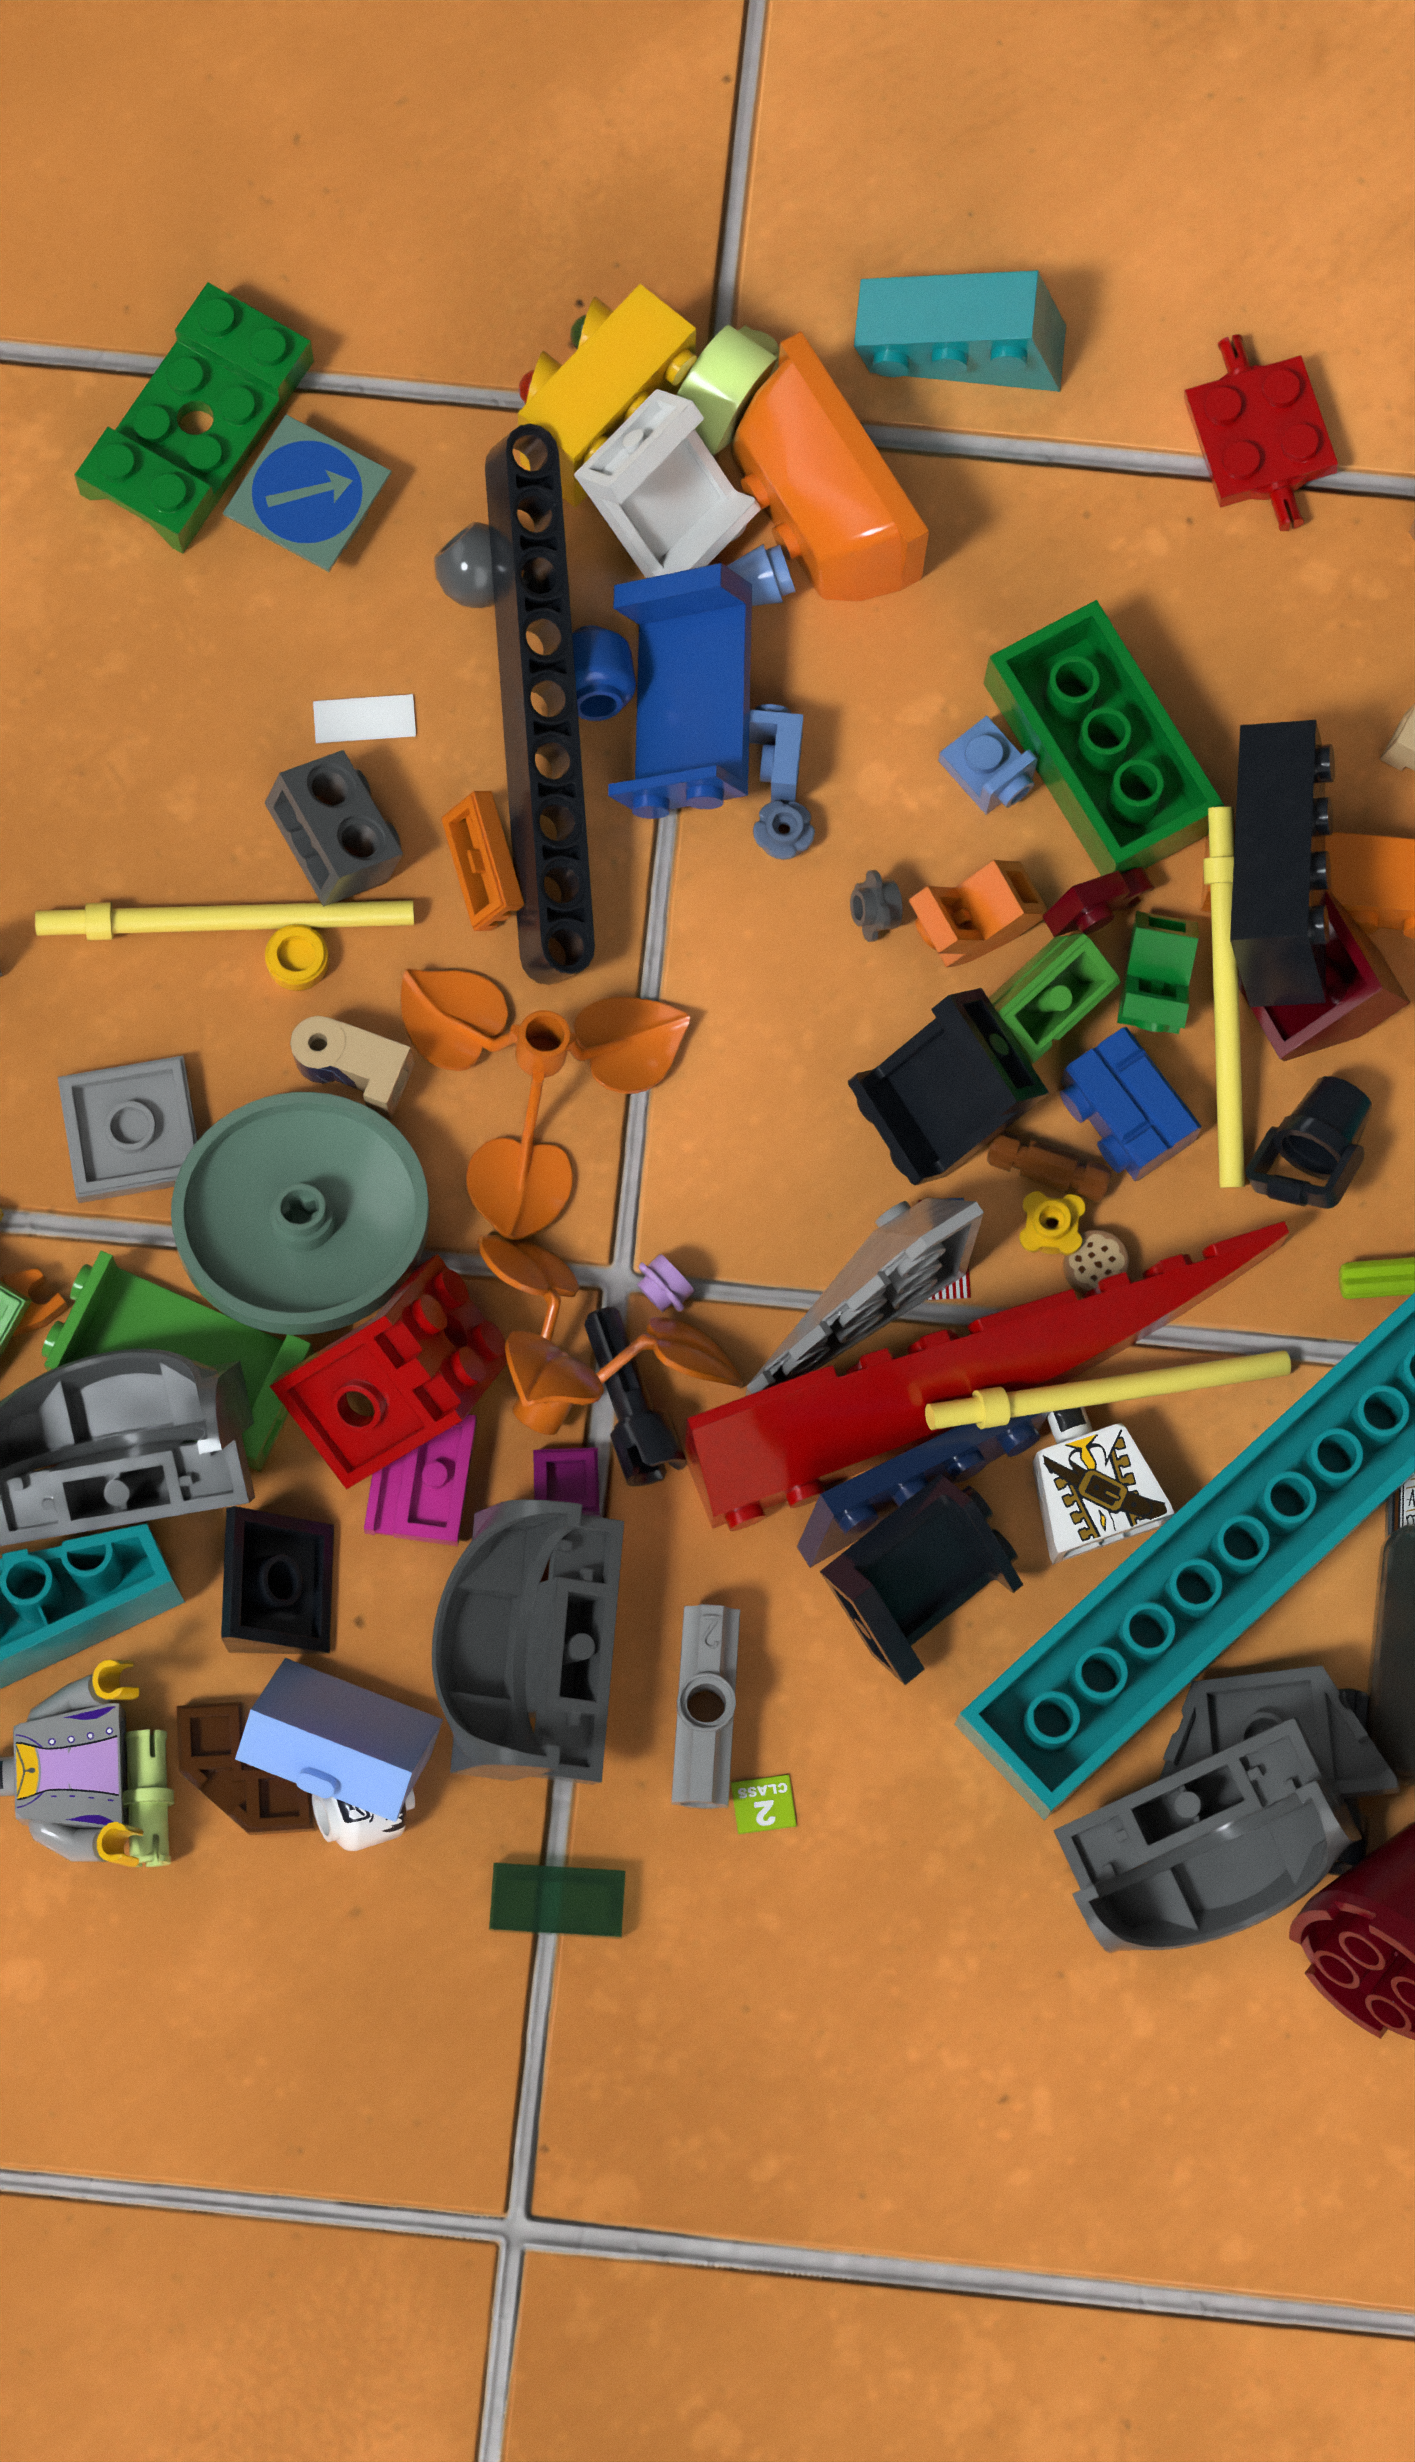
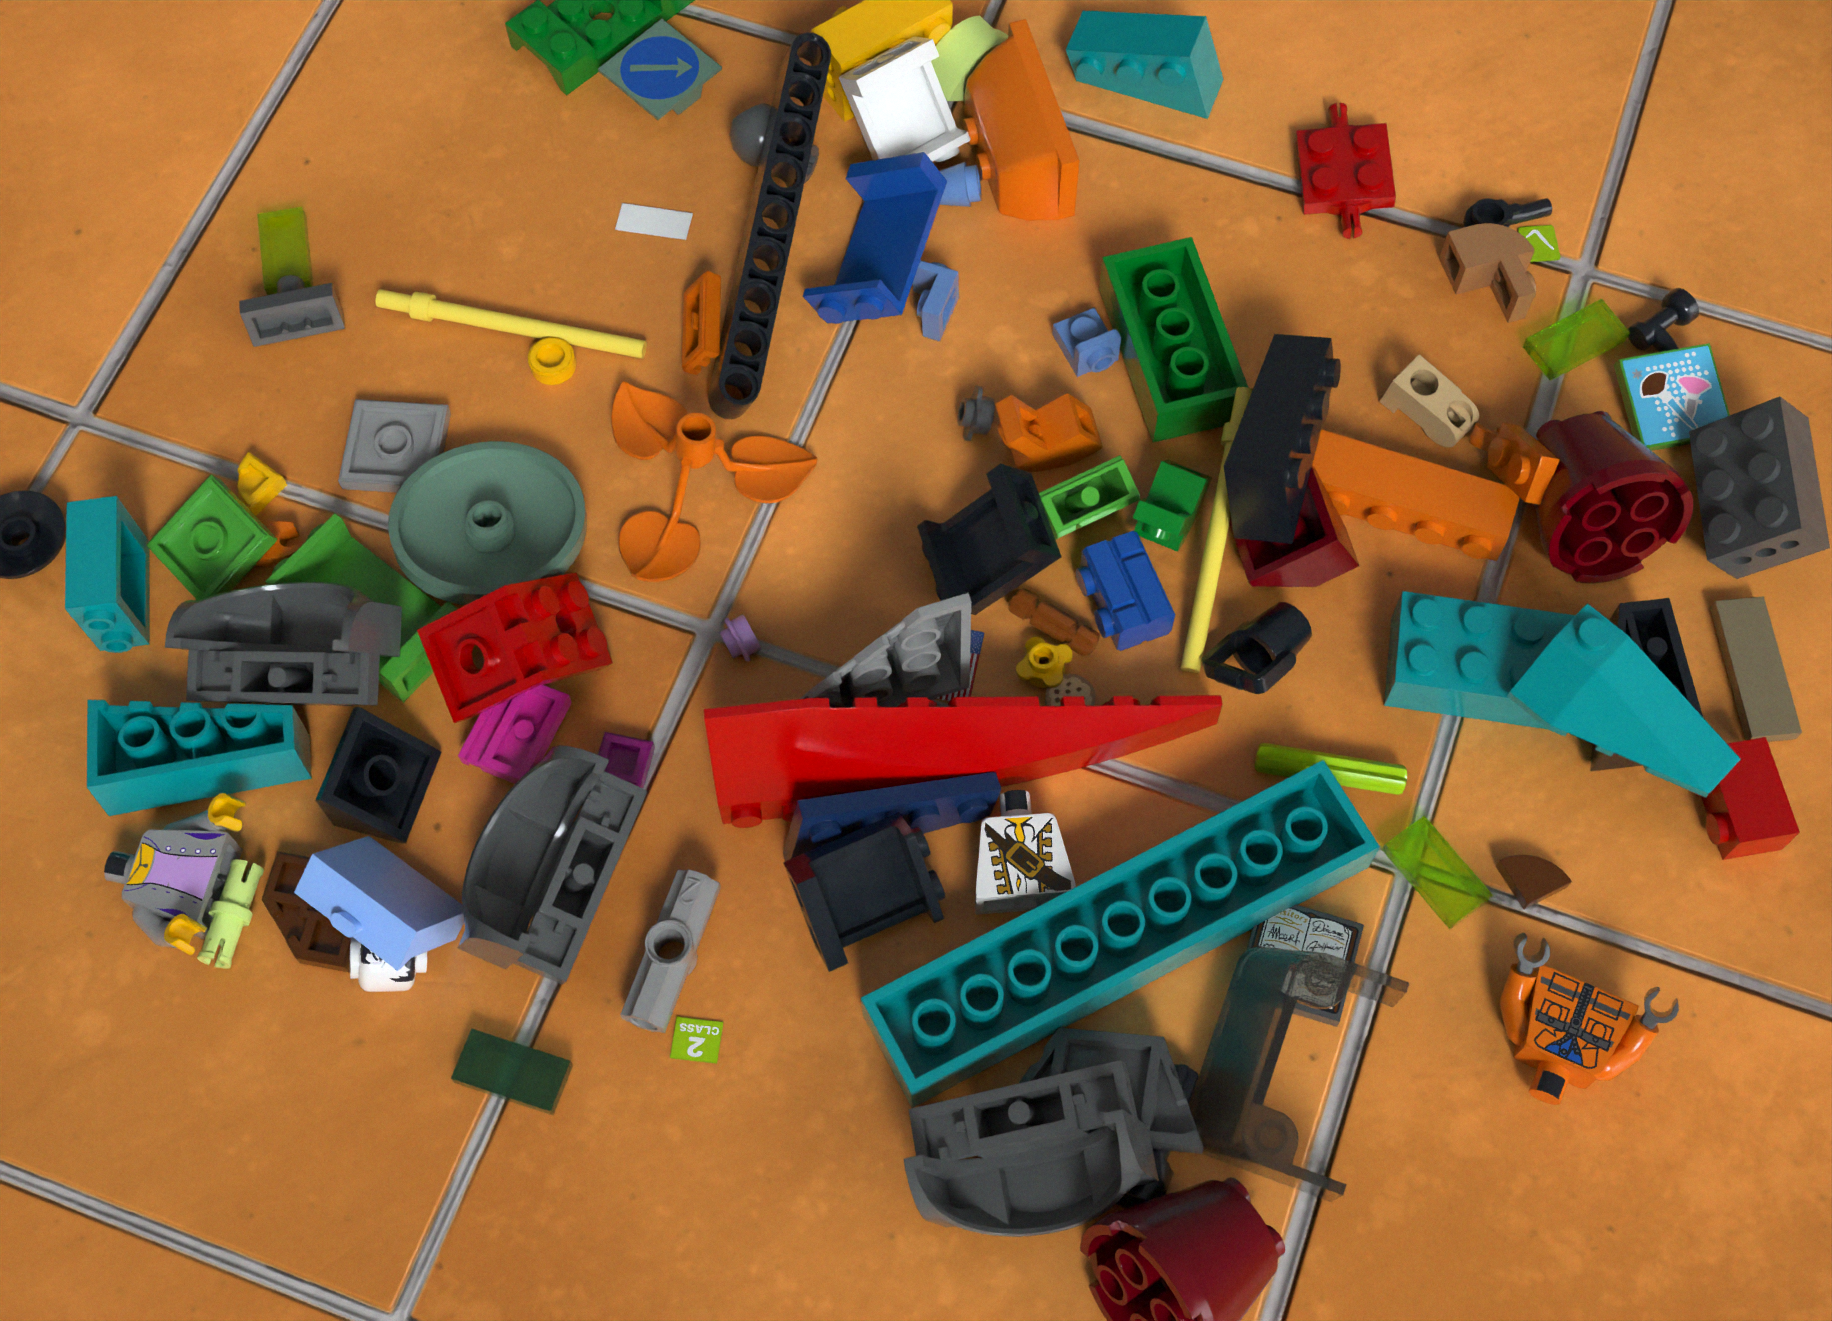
camera: 20 degrees right, 10 degrees down
(322, 831) = (604, 277): dark grey brick -> none
(355, 1057) = (568, 432): tan leg -> none
(554, 1381) = (631, 688): orange plant -> none
(602, 672) = (822, 220): blue head -> none
(643, 1435) = (686, 737): black piece -> none
(776, 843) = (925, 362): sand blue plate -> none
(995, 1406) = (954, 773): light yellow bar -> none
(1092, 903) = (1138, 442): dark red plate -> none

